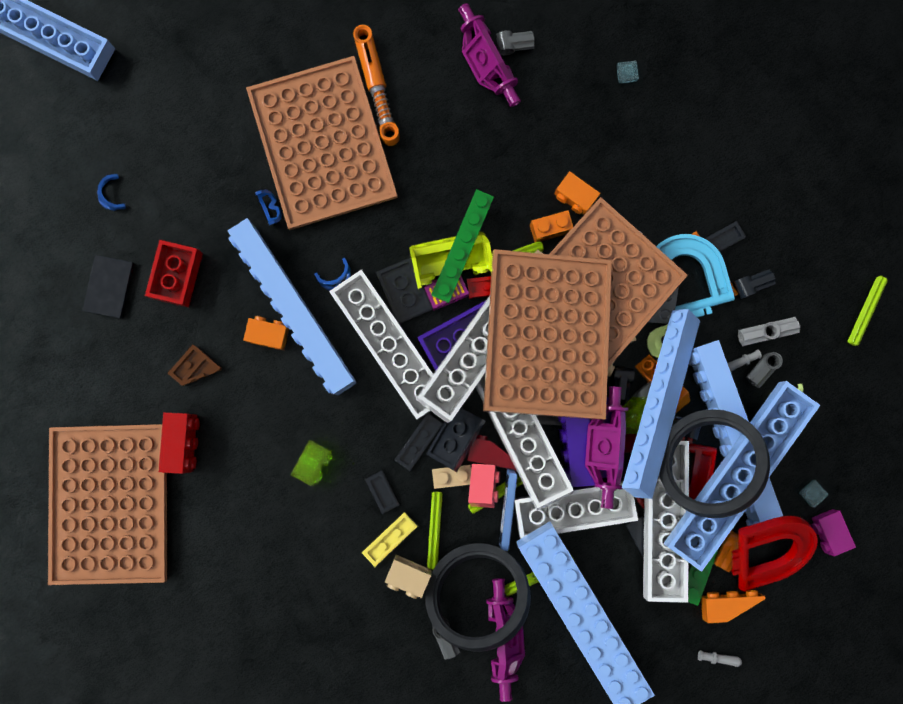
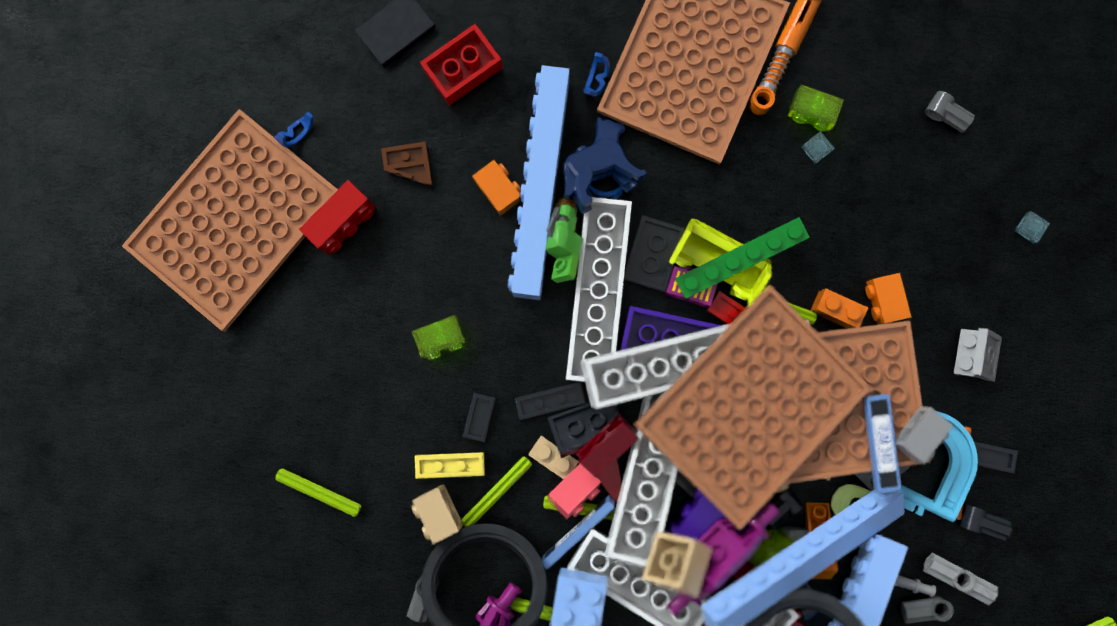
camera: 50 degrees right, 0 degrees up
(102, 397) = (306, 121): none -> blue helmet
(318, 261) = (597, 162): none -> dark blue animal
(319, 631) = (318, 492): none -> lime axle
(339, 333) = (563, 241): none -> bright green plate
(427, 110) = (815, 108): none -> clear neon green brick
(451, 134) = (817, 147): none -> clear light blue plate
(479, 438) = (607, 445): none -> dark red piece
(484, 57) = (909, 104): magenta plate -> none
(585, 474) = (677, 564): none -> tan brick
(648, 289) = (882, 443): none -> tile
(661, 180) = (978, 354): none -> light grey bracket
(668, 262) = (923, 435): none -> light grey brick

